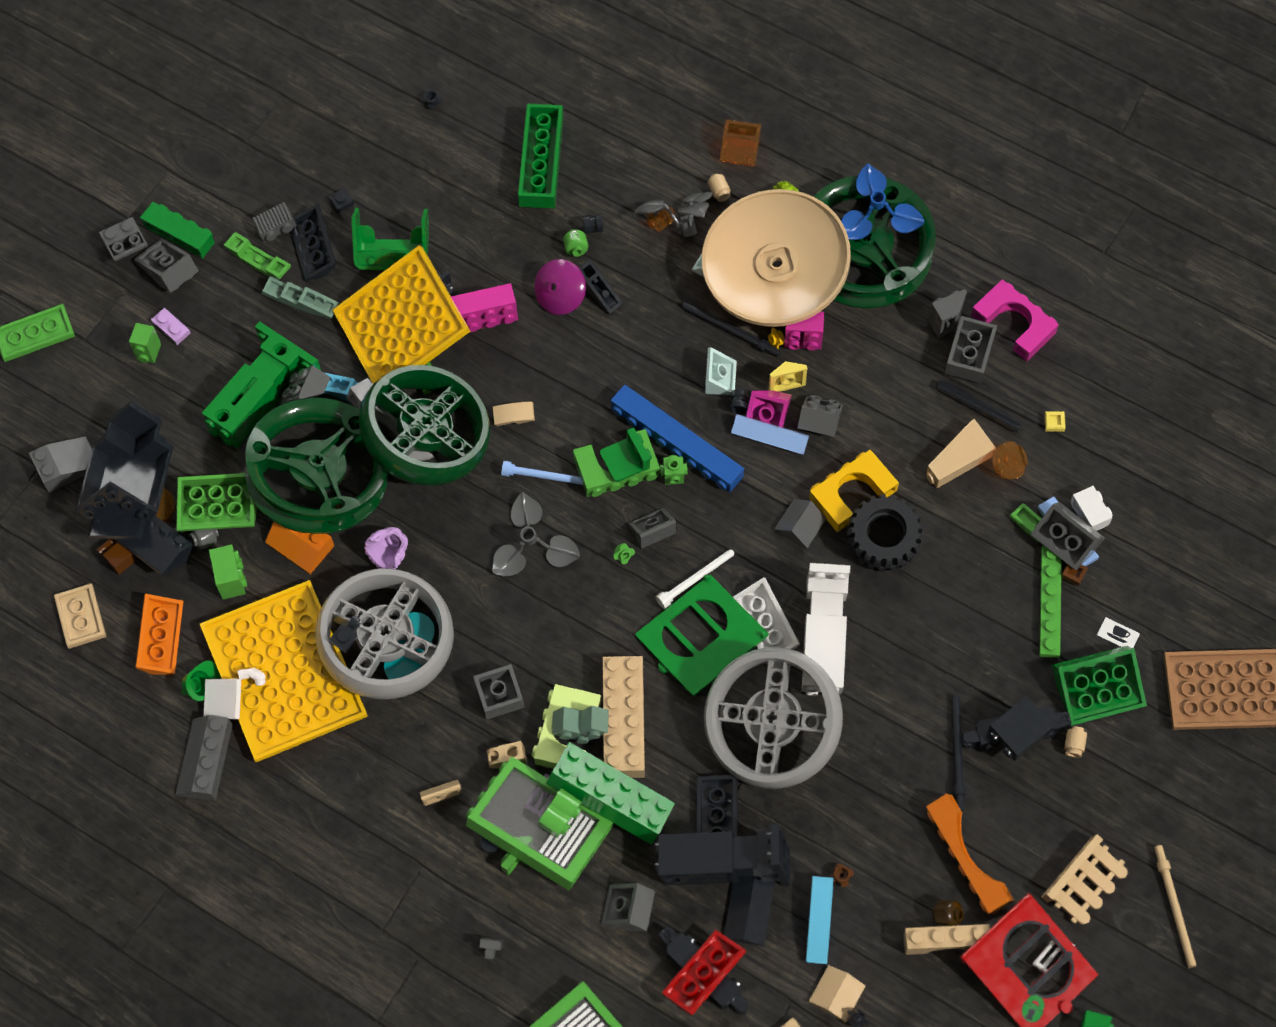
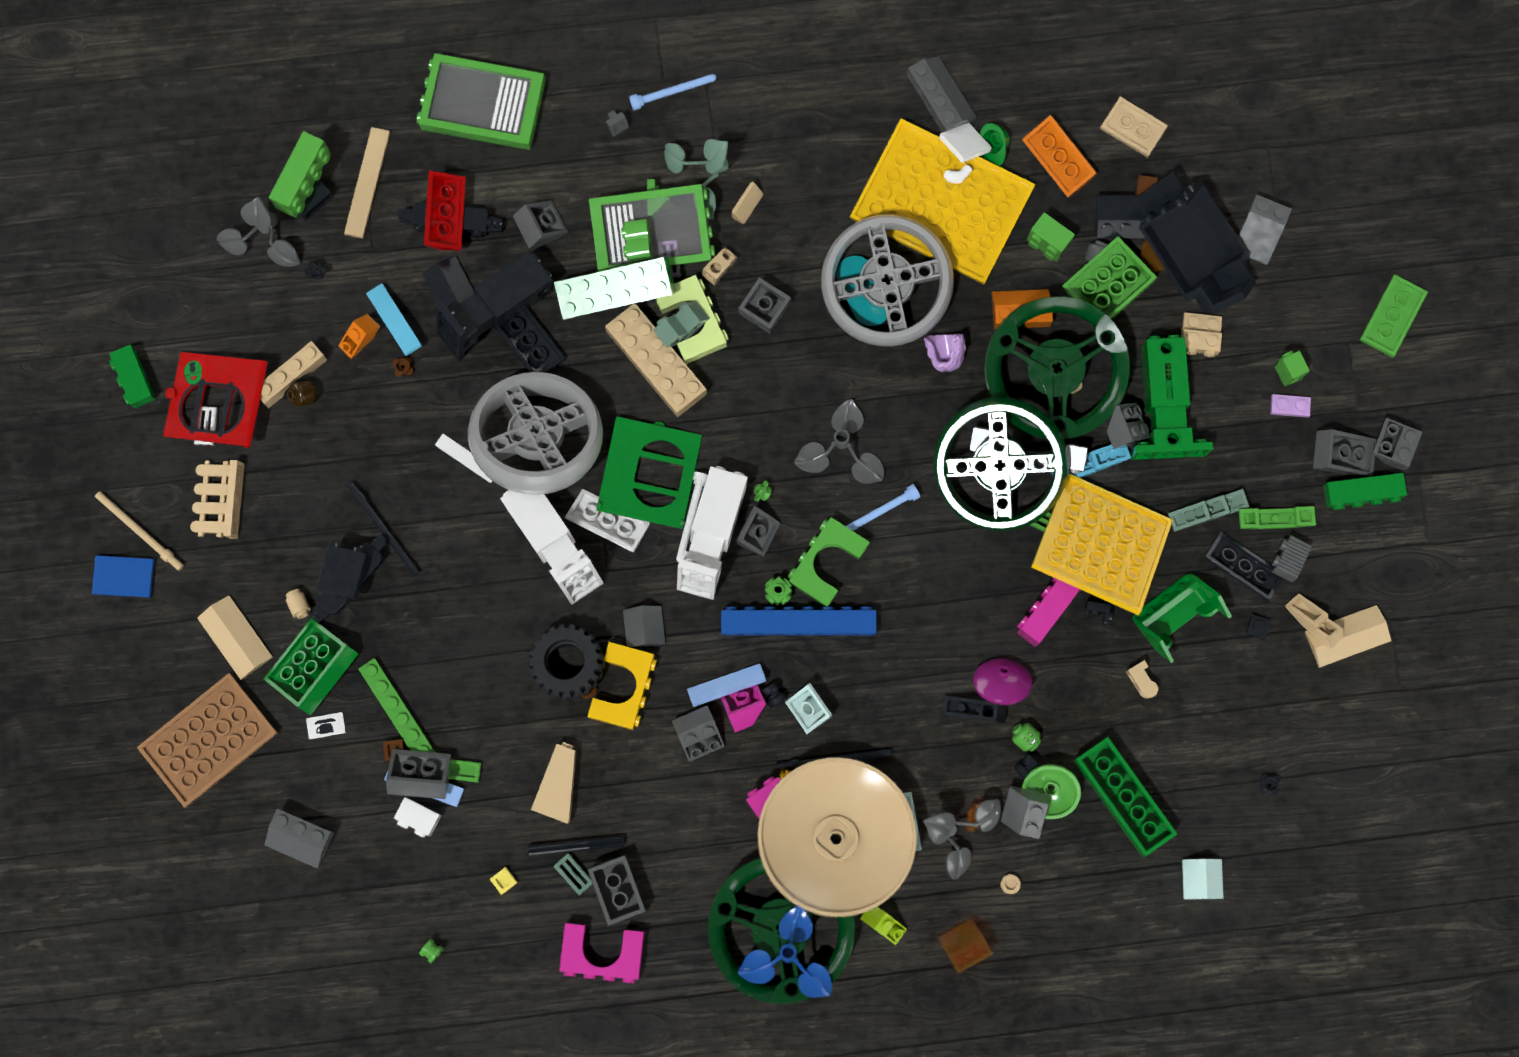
camera: 140 degrees right, 15 degrees up
(183, 422) = (1202, 334): none -> tan plate
(284, 151) = (1361, 632): none -> tan slope
(298, 172) = (1315, 621): none -> tan slope
(345, 636) = (907, 242): black plate -> none
(436, 837) = (714, 152): none -> sand green plant
(456, 952) = (638, 101): none -> light blue piece
(457, 226) = (1141, 681): none -> tan leg
(513, 413) = (947, 542): tan slope -> none
(535, 75) = (1202, 879): none -> light aqua slope
(590, 193) = (1063, 796): none -> bright green dish
(620, 192) = (1025, 811): none -> dark grey slope
(626, 457) = (820, 564): green bracket -> none
(672, 163) = (1010, 884): none -> tan tile
(689, 542) = (711, 532): none -> white brick
(719, 187) = (949, 888): tan brick -> none
(788, 376) = (749, 743): light yellow slope -> none
(837, 993) = (344, 279): tan slope -> none
(847, 768) = (460, 454): none -> white sticker
(860, 928) = (358, 335): none -> orange slope
(946, 313) = (659, 908): dark grey slope -> none
(948, 818) = (284, 435): orange arch -> none
(997, 402) = (562, 861): none -> sand green tile
(1009, 460) = (513, 810): clear orange tile -> none
(1148, 756) = (234, 637): none -> tan slope
(1149, 408) = (431, 951): none -> bright green wheel
(1199, 562) = (298, 838): none -> dark grey slope
(1215, 877) = (123, 576): none -> blue tile

